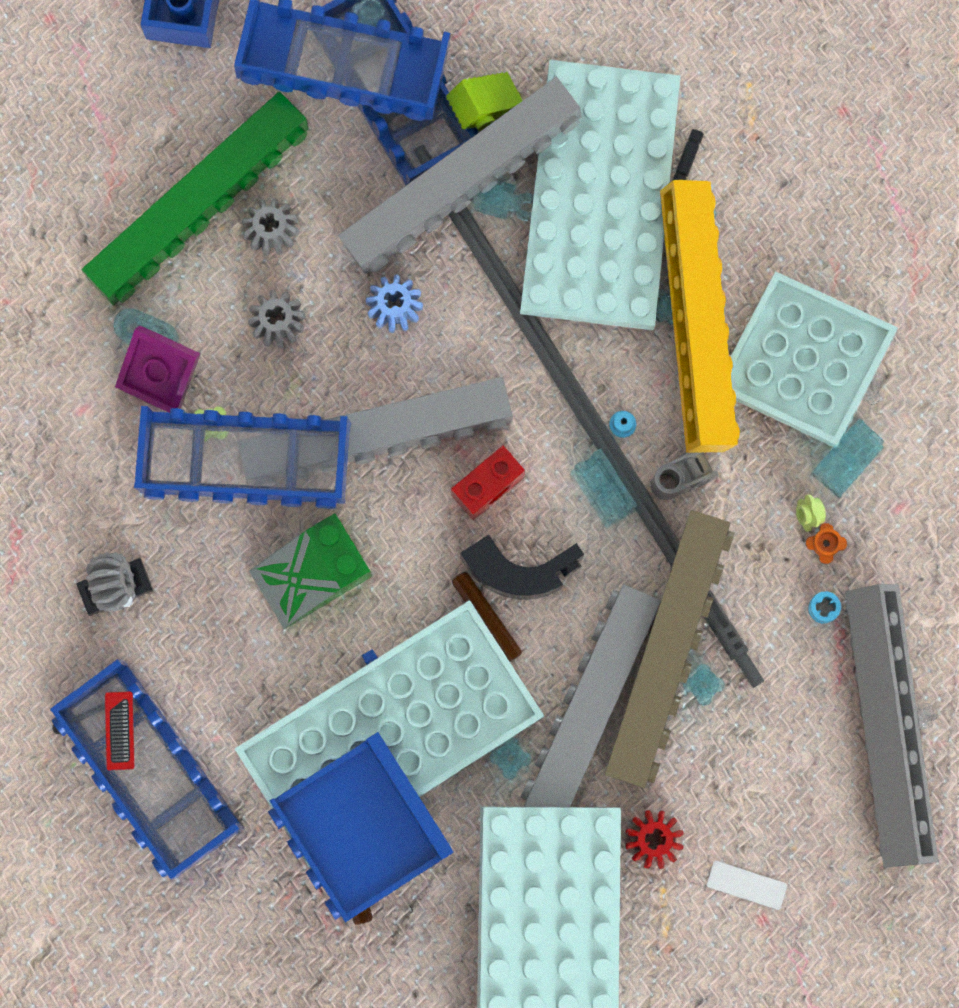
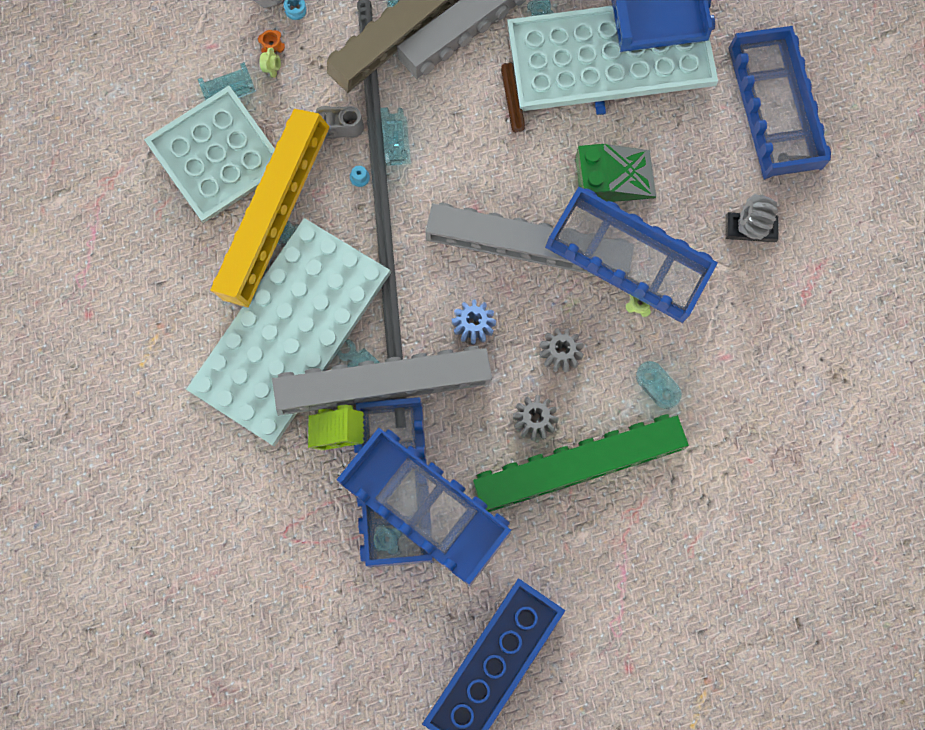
camera: 155 degrees left, 5 degrees down
(119, 730) = (789, 124): sticker -> none
(157, 369) = (662, 350): magenta plate -> none
(488, 482) = (470, 173): red brick -> none
(515, 581) = (481, 105): black arch -> none
(688, 155) = (217, 328): black wheel -> none

